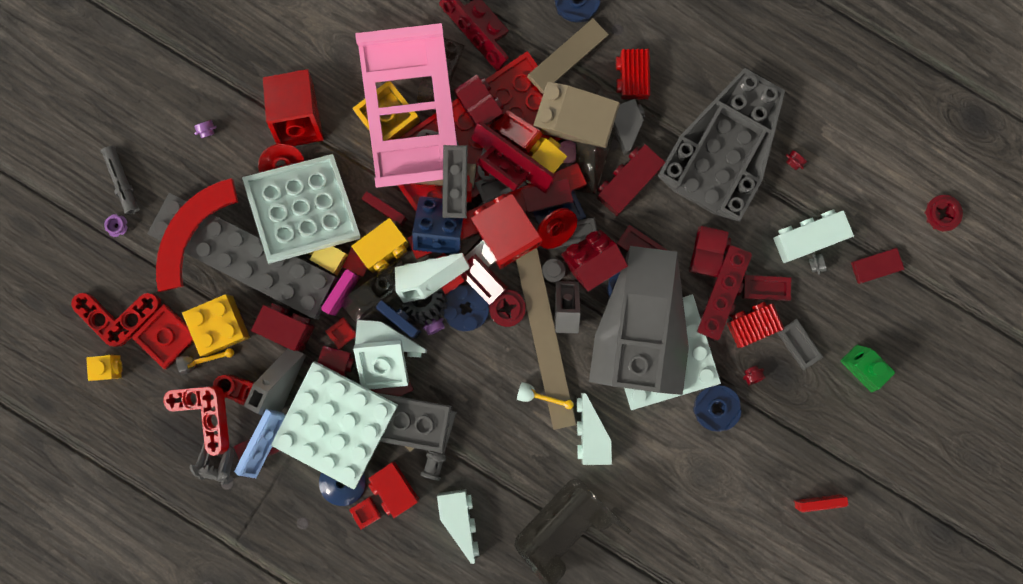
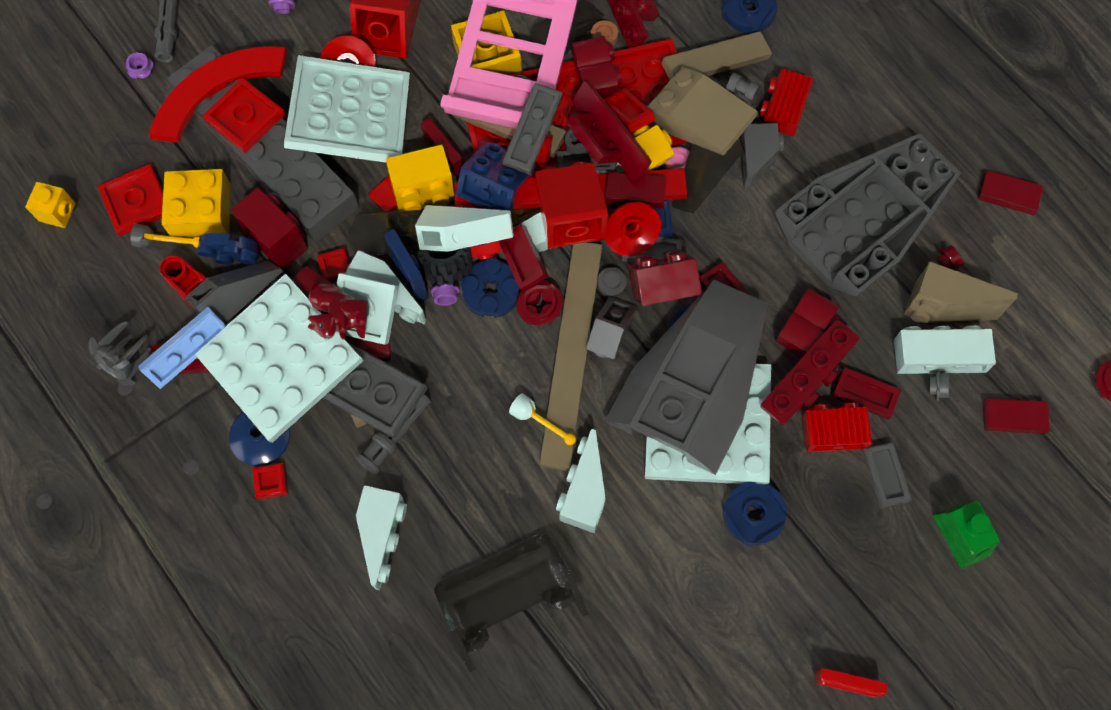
camera: 25 degrees right, 15 degrees down
(111, 324) = (84, 166): red beam -> none
(204, 403) = (147, 273): red beam -> none
(223, 246) = (243, 115): none -> red tile
(258, 355) = (227, 249): none -> dark blue plate
(329, 258) = (357, 176): light yellow brick -> none
(339, 293) = (343, 214): dark pink tile -> none
(370, 378) = (343, 311): none -> dark red animal
(393, 489) = (315, 462): red brick -> none
(471, 63) = (607, 29): none -> nougat tile
(602, 83) = (744, 90): none -> dark grey plate
(629, 179) = (739, 212): dark red brick -> none
(754, 375) = (815, 490): dark red plate -> none
(797, 197) = (954, 297): none -> dark tan slope
(824, 87) = (1010, 192): none -> dark red tile

